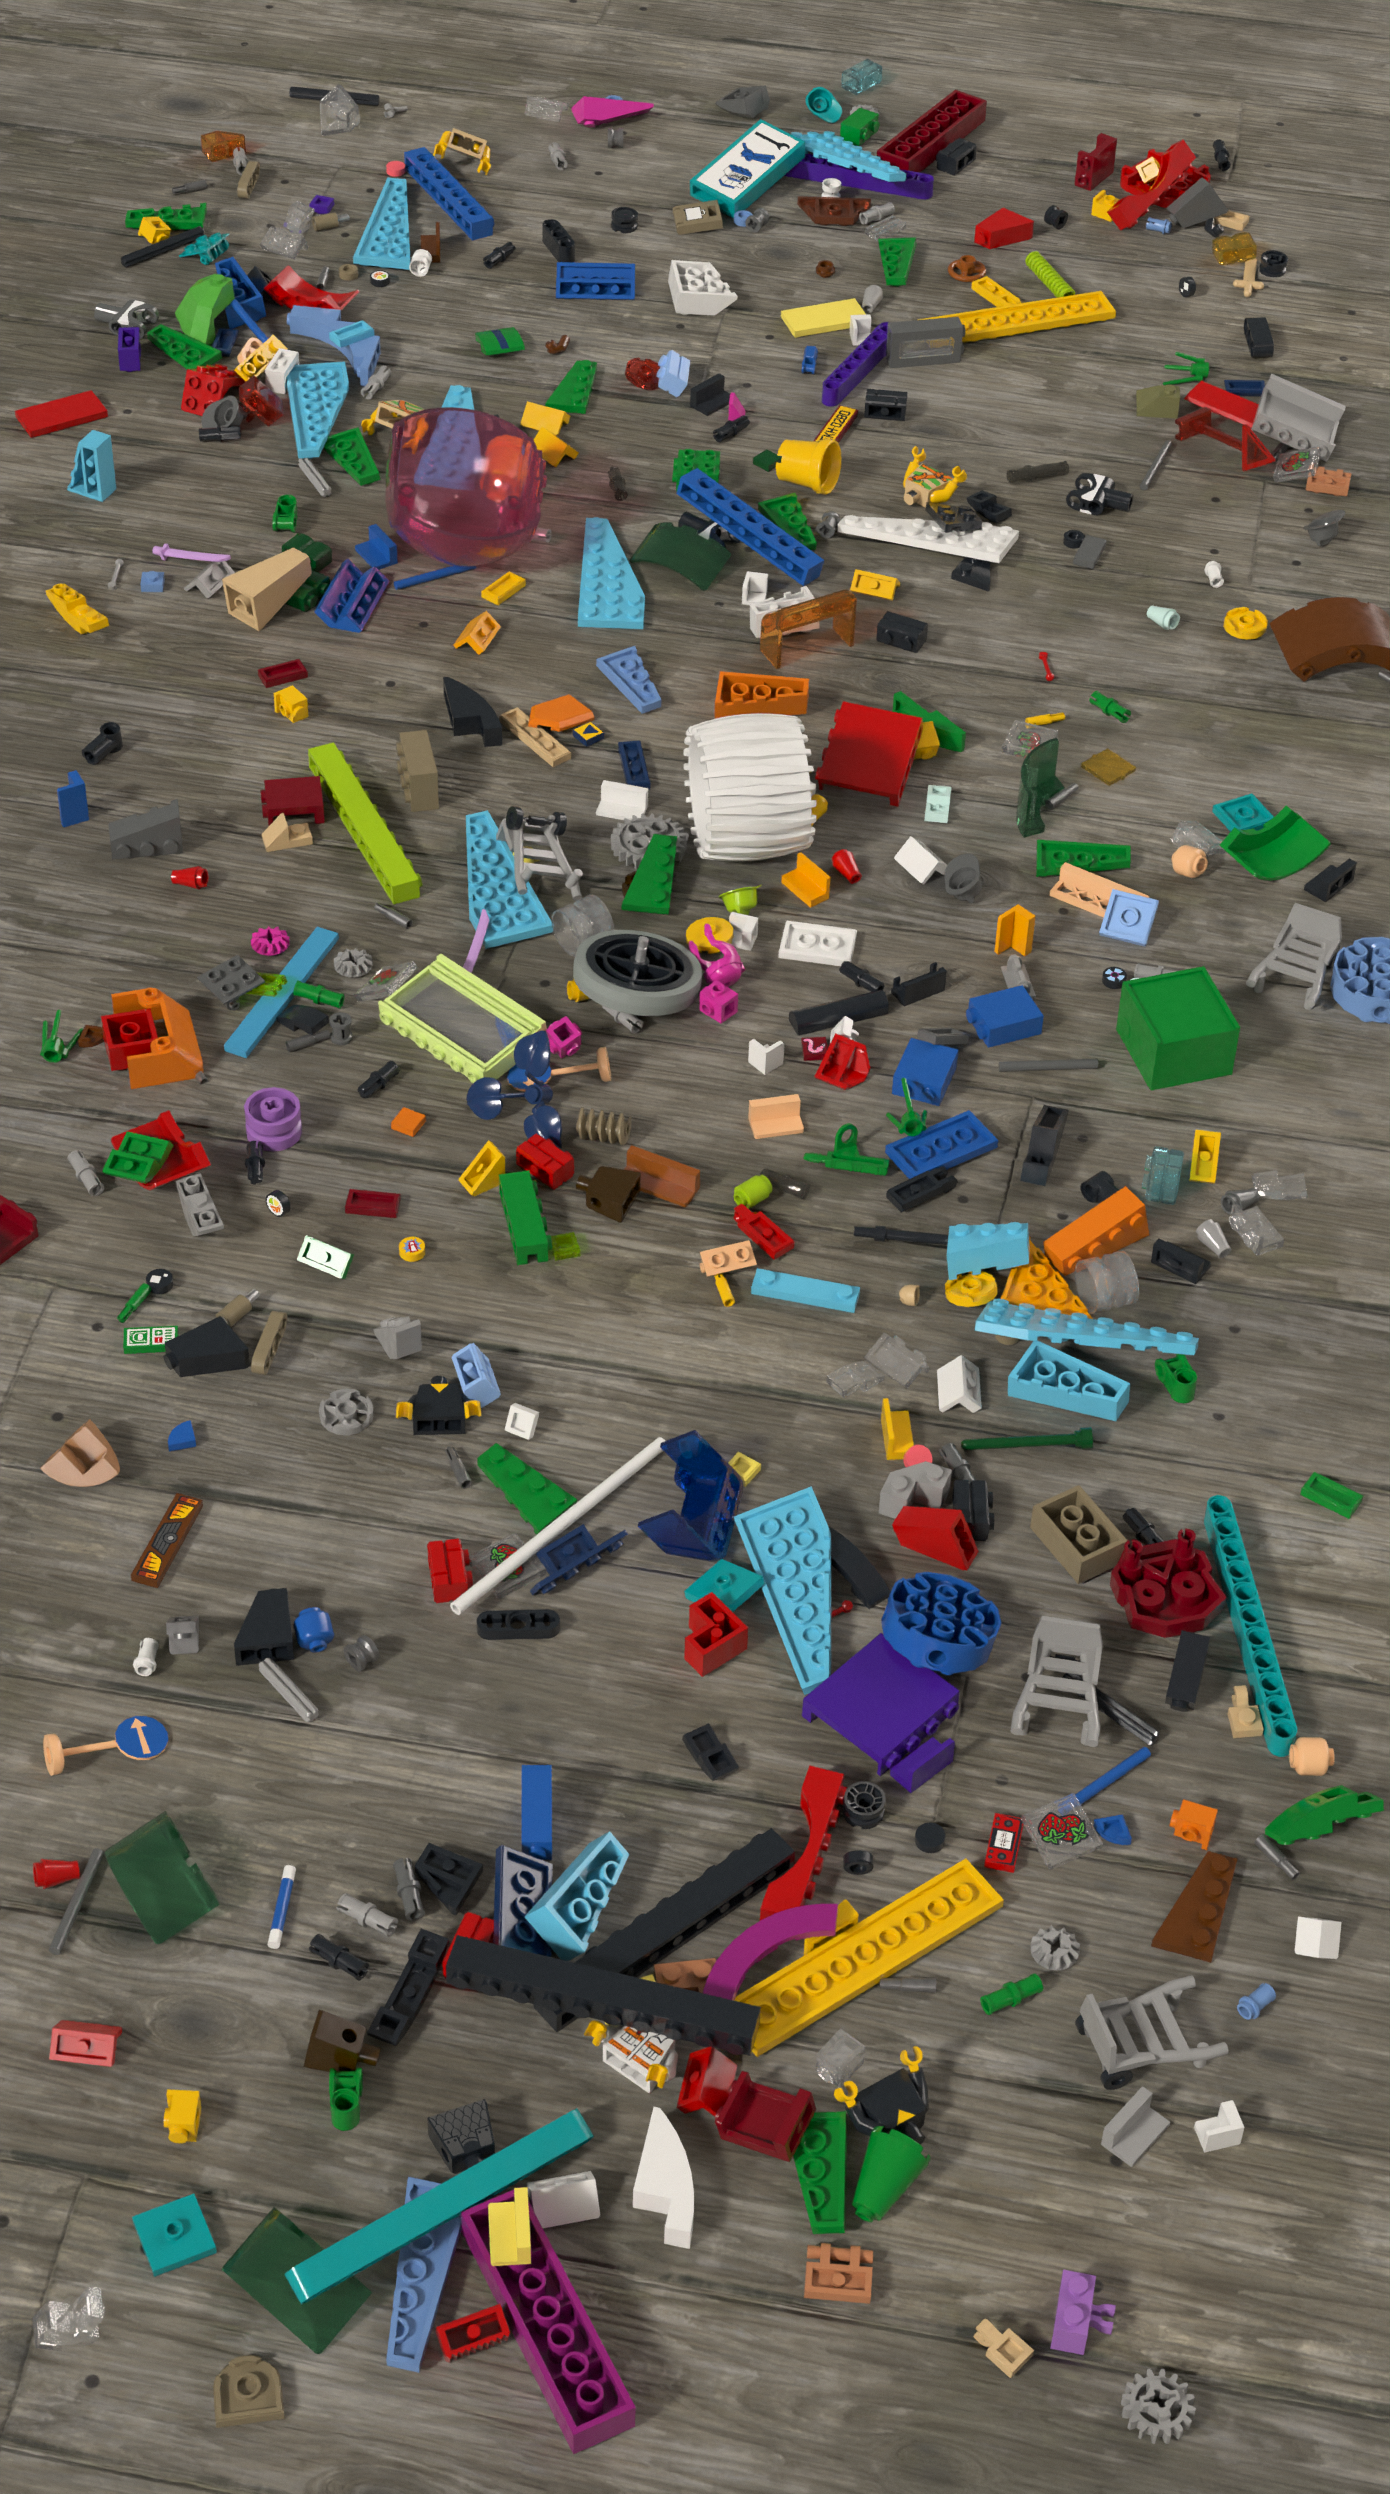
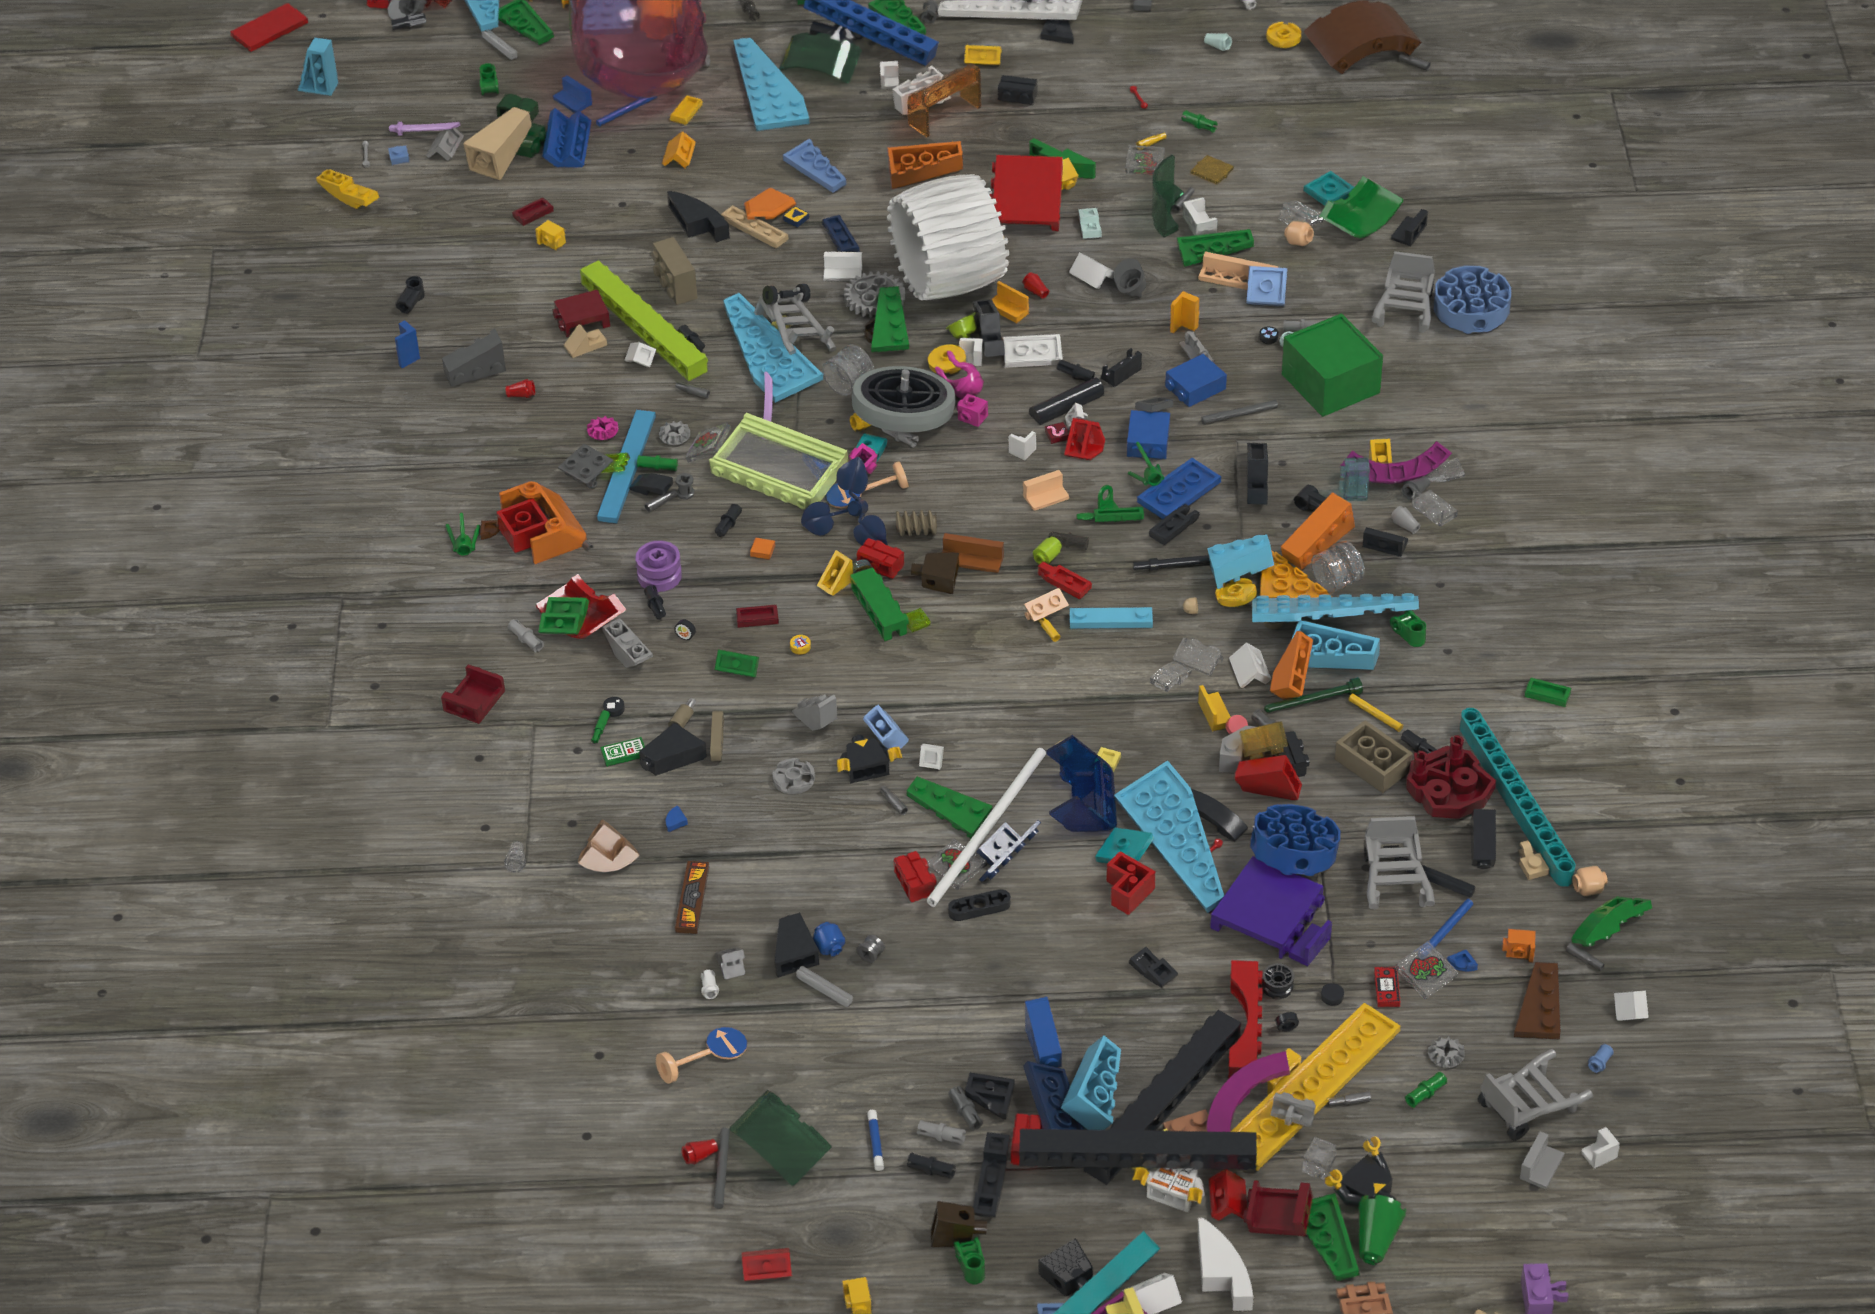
camera: 10 degrees left, 0 degrees up
(345, 861) = (640, 354): none -> white panel
(413, 853) = (692, 337): none -> black axle
(517, 1165) = (861, 565): none -> clear light blue tile
(586, 1020) = (877, 443): none -> teal piece
(771, 906) = (989, 327): none -> black slope
(824, 1985) = (1293, 1110): none -> light grey hips
(939, 1484) = (1263, 739): none -> clear yellow brick
(1008, 1398) = (1292, 668): none -> orange slope
(1071, 820) = (1197, 218): none -> white panel
(1101, 1477) = (1376, 712): none -> yellow bar
(1233, 1177) = (1408, 470): none -> magenta tile

